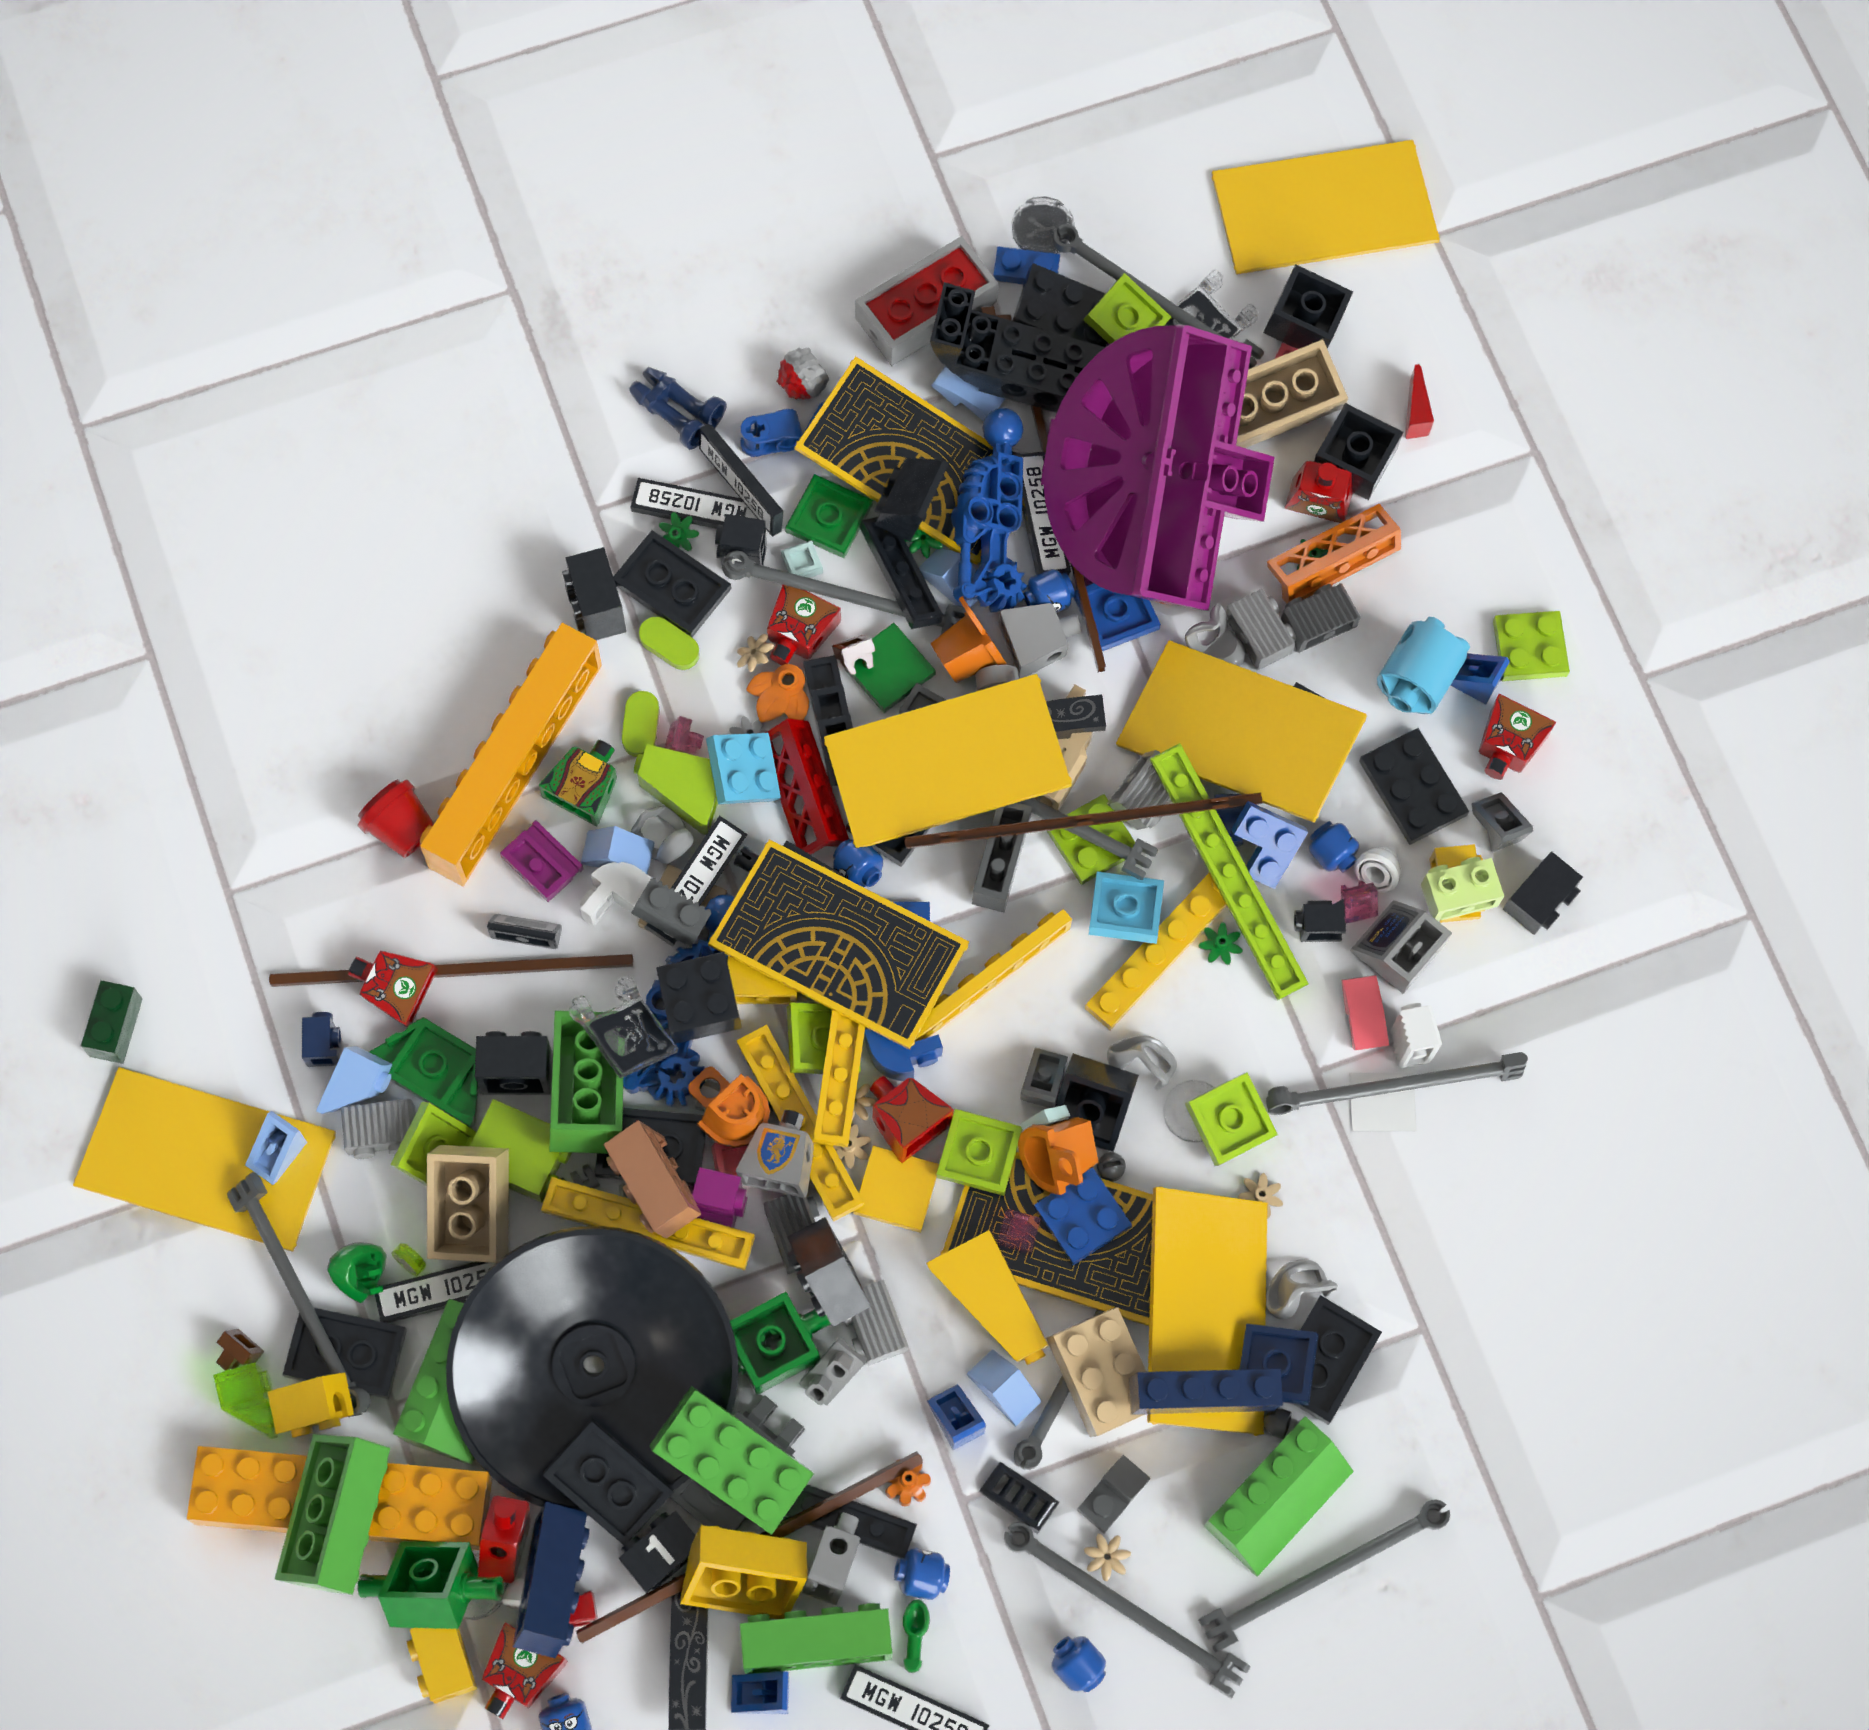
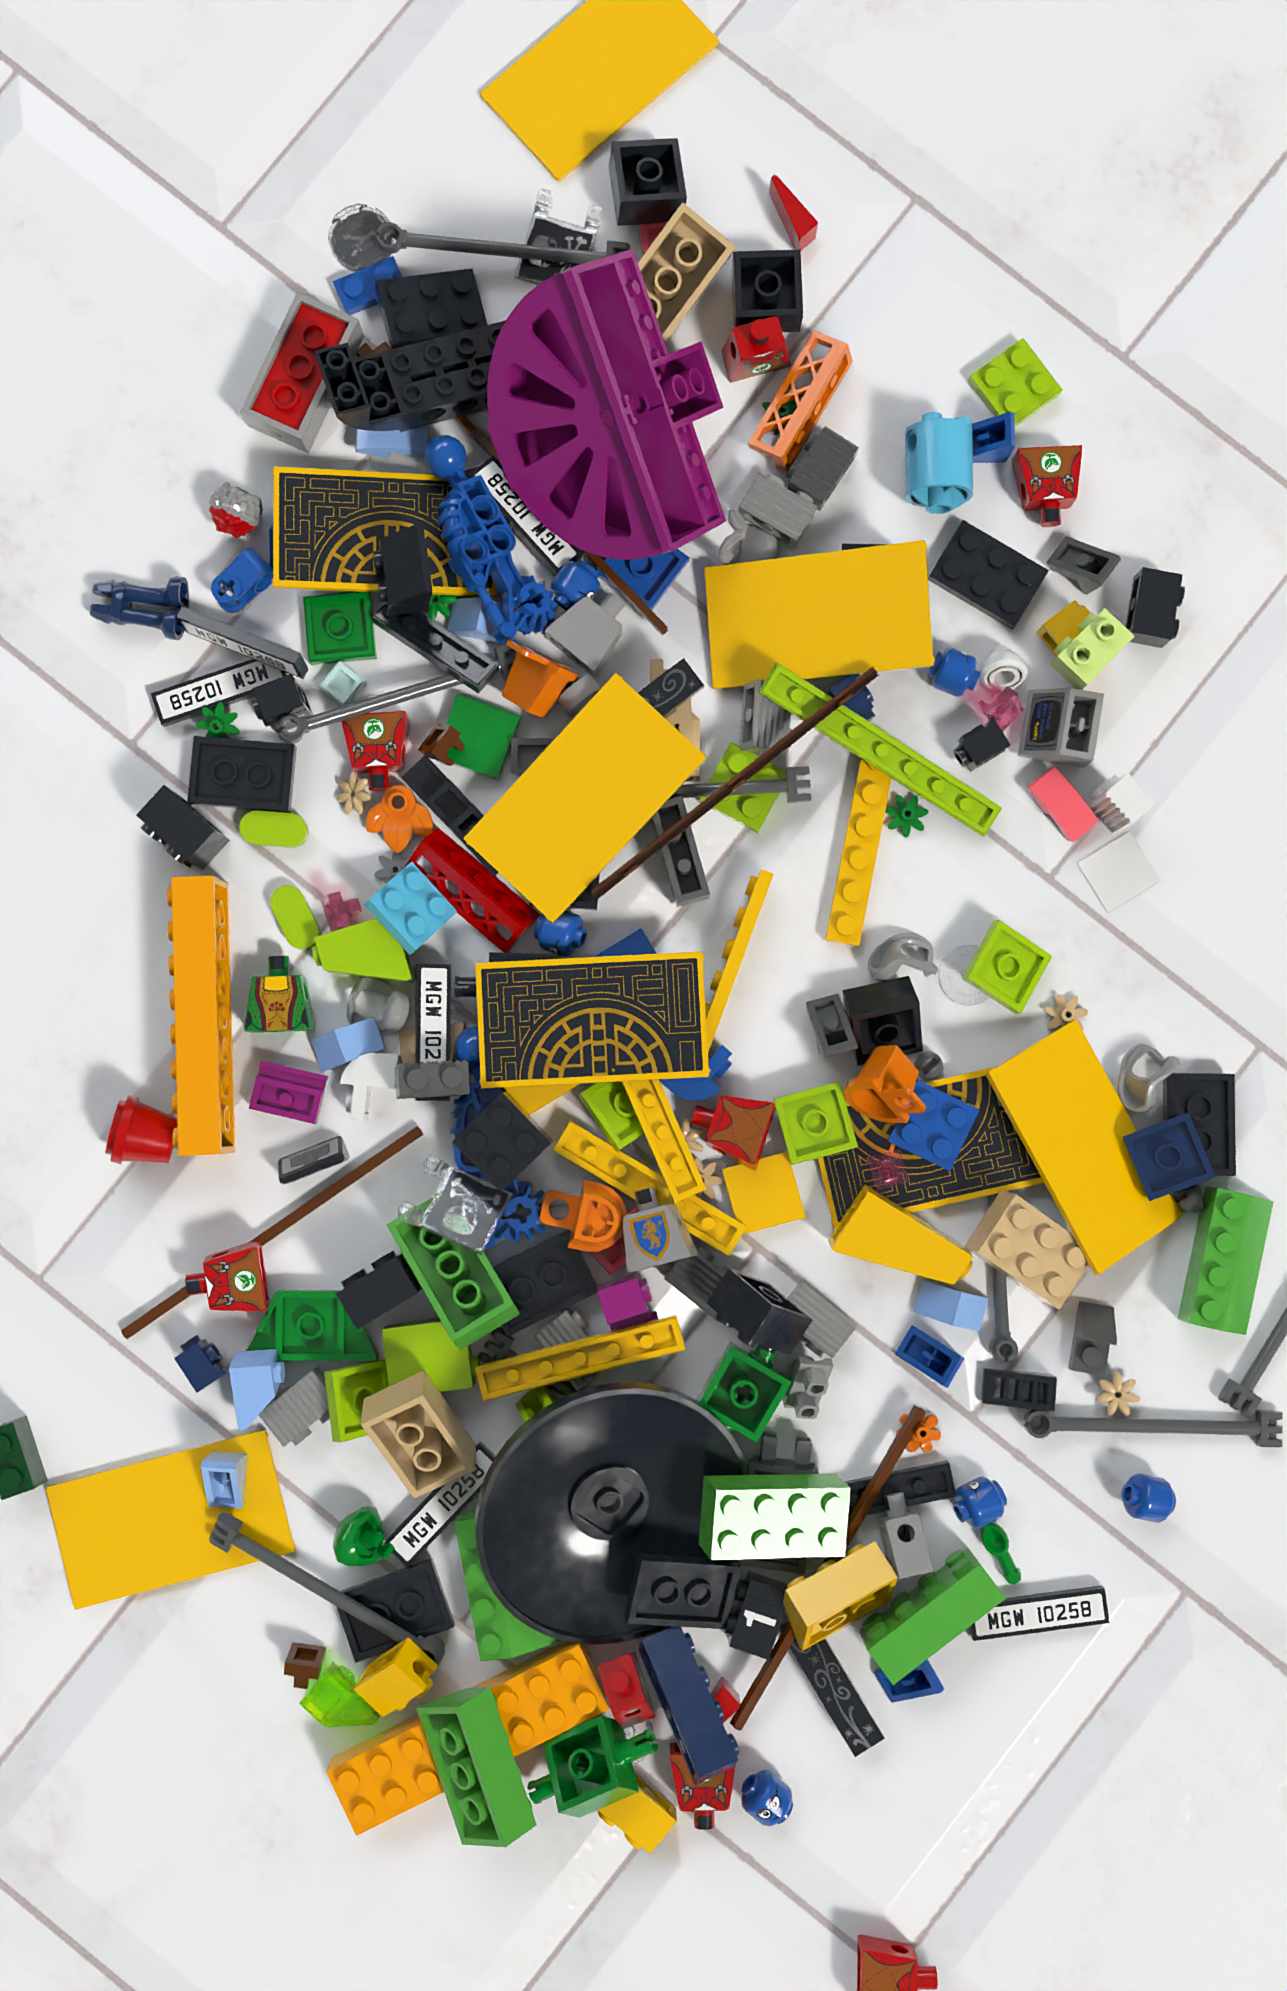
camera: 30 degrees left, 15 degrees up
(409, 1259) = (397, 1502): clear neon green tile -> none
(651, 1179) = (565, 1329): nougat wedge -> none
(1047, 1117) = (856, 1063): light aqua tile -> none
(1124, 311) = (489, 281): lime plate -> none
(1126, 907) = (811, 833): medium azure plate -> none
(1205, 1391) = (1133, 1225): dark blue brick -> none
(1276, 841) = (902, 698): plate -> none
(1282, 1101) = (1037, 923): dark grey hinge -> none

